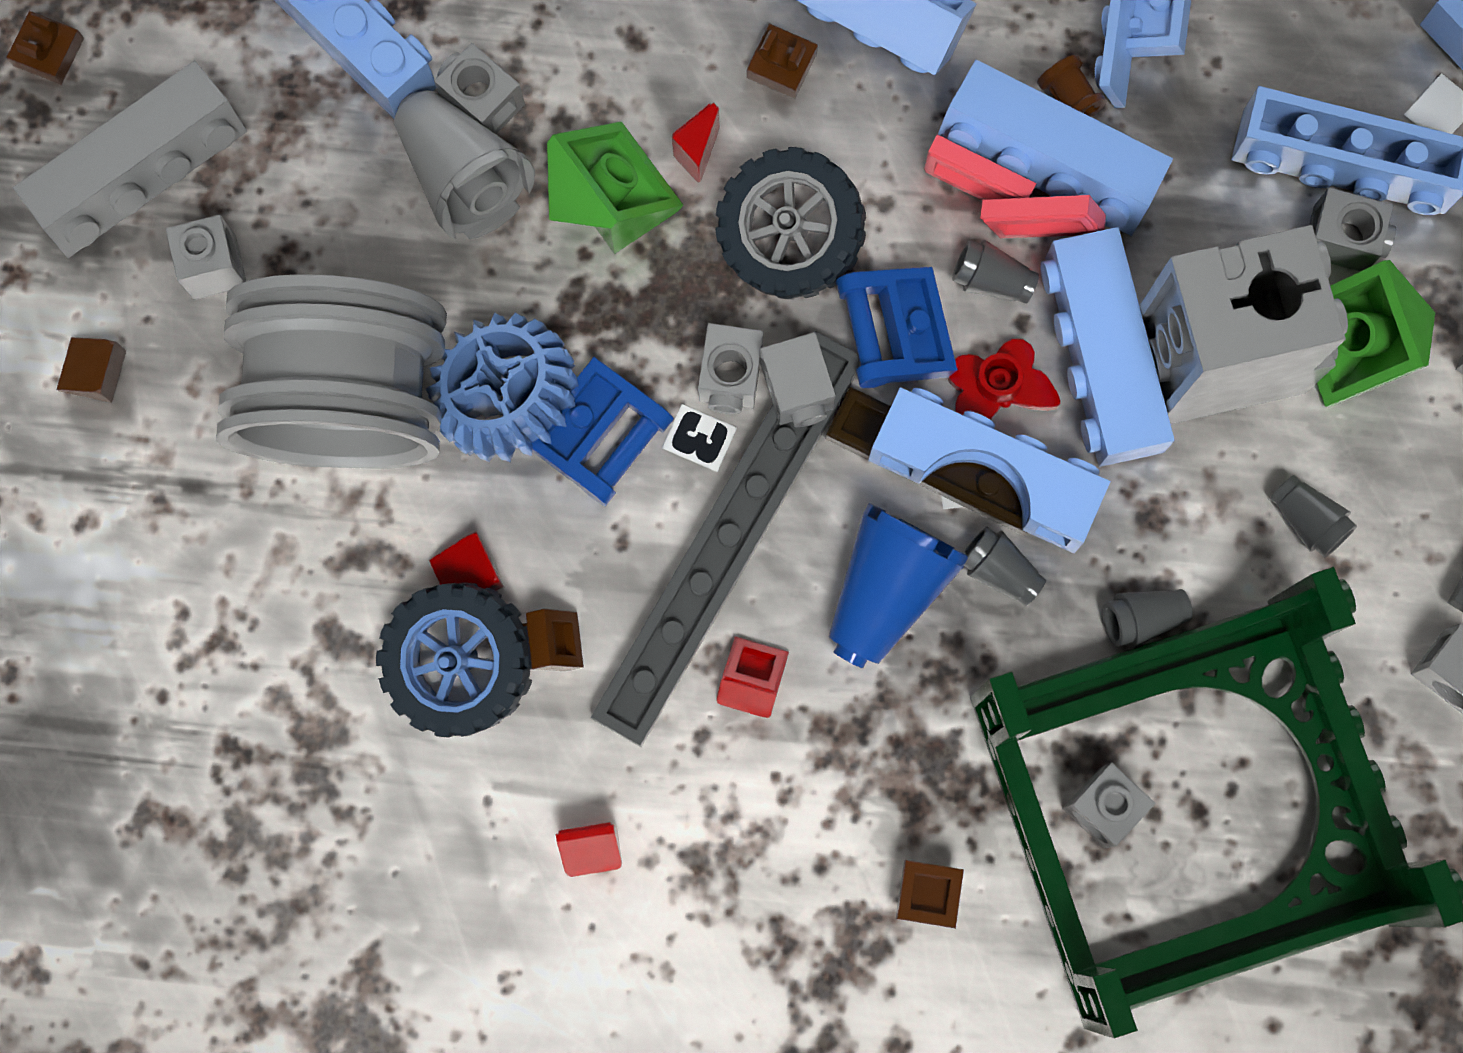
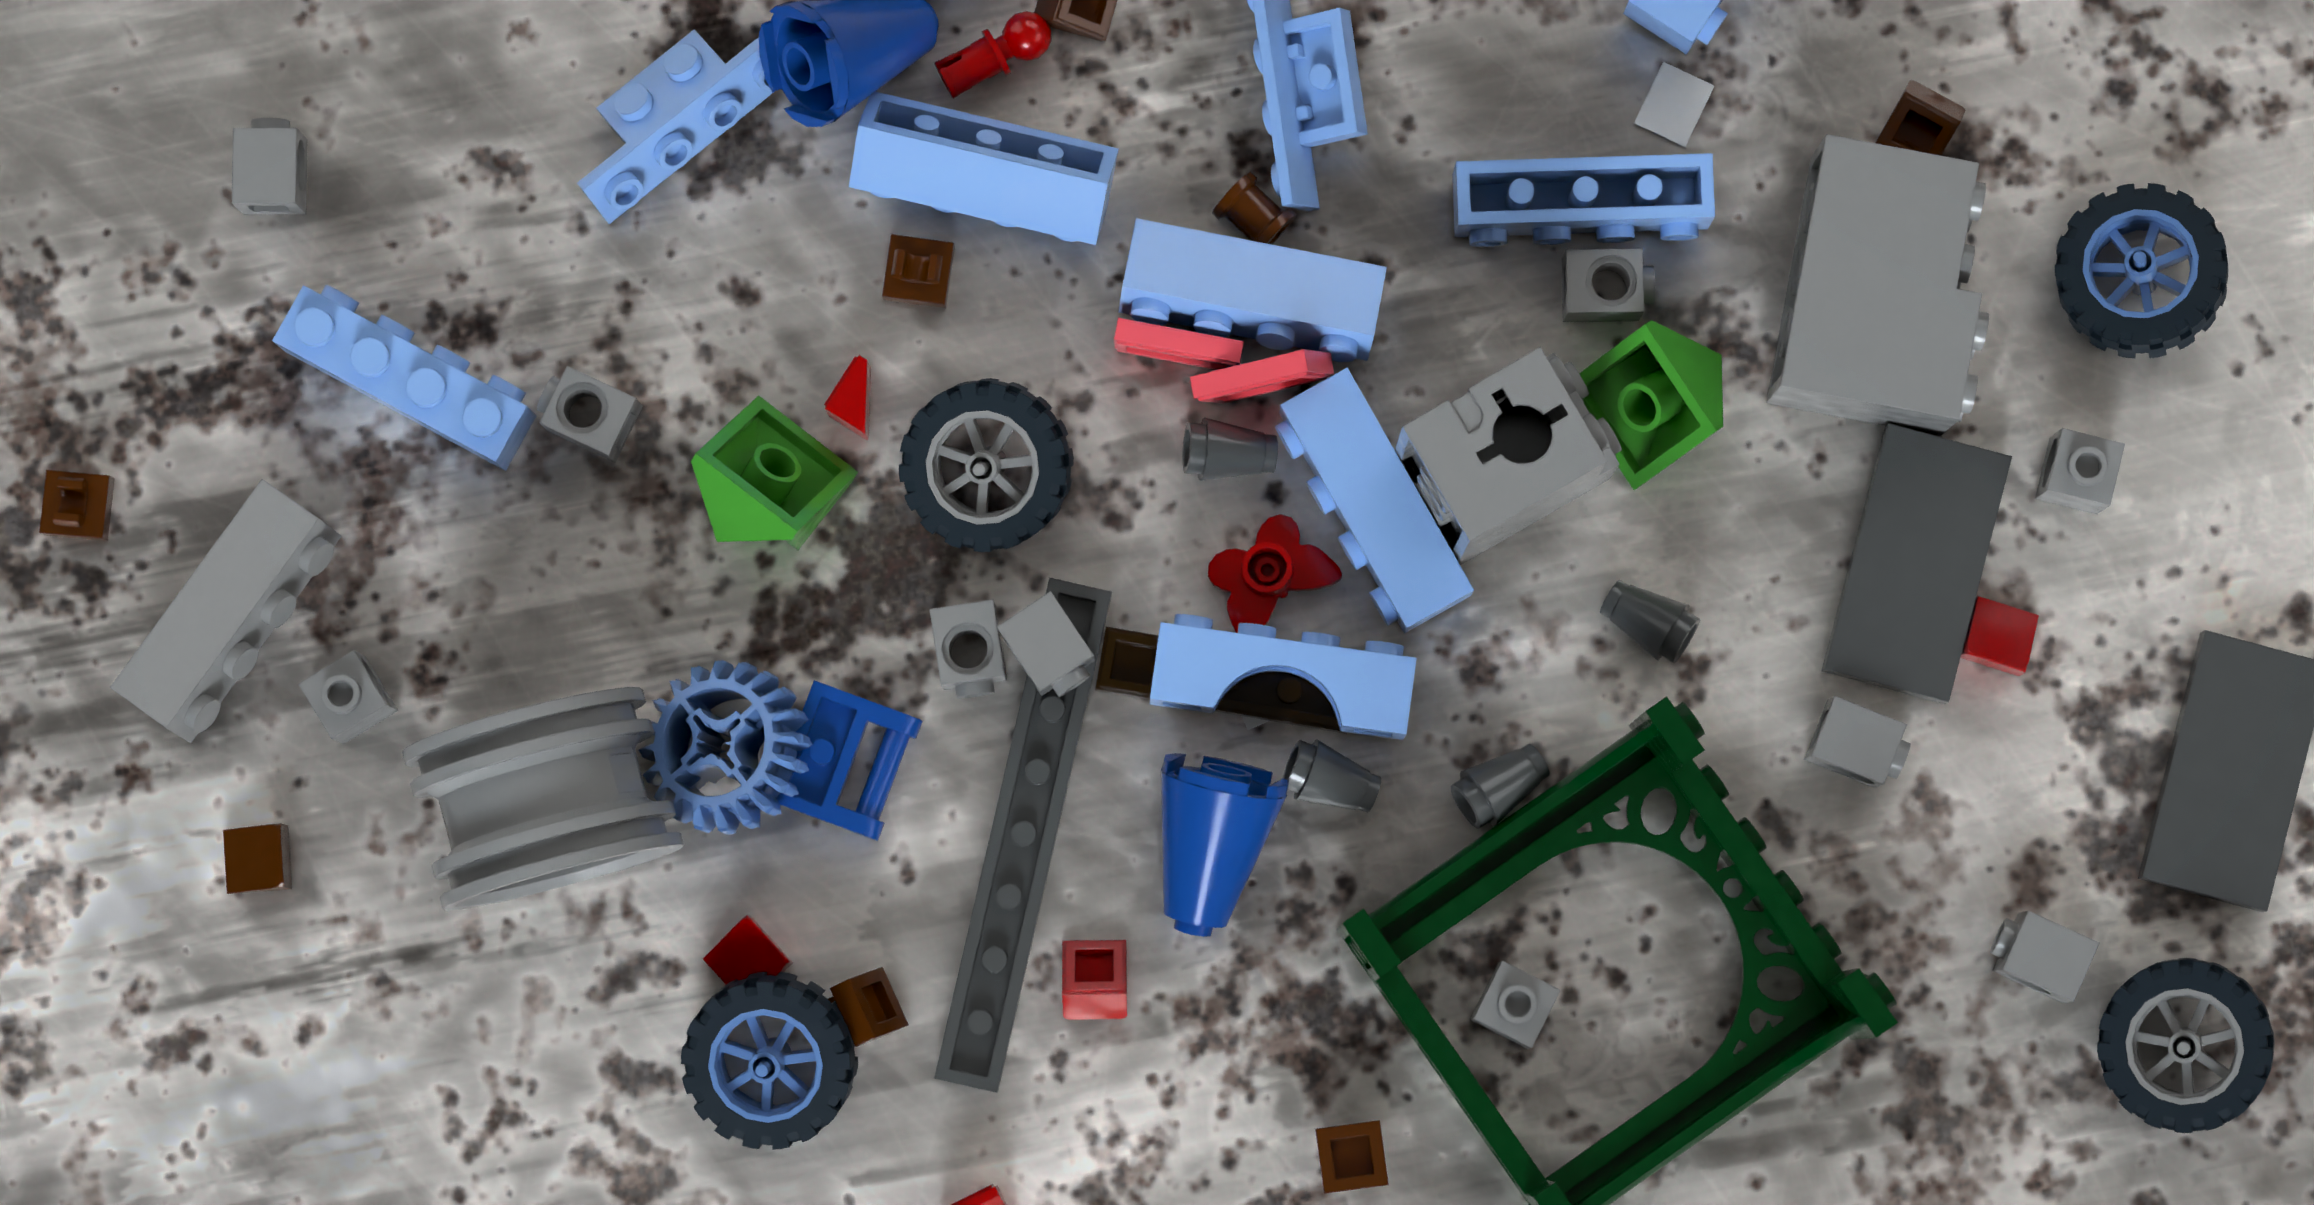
camera: 15 degrees left, 5 degrees up
(461, 165) = (595, 506): light grey cone -> none
(699, 438) = (956, 731): sticker -> none
(912, 322) = (1153, 536): blue plate -> none

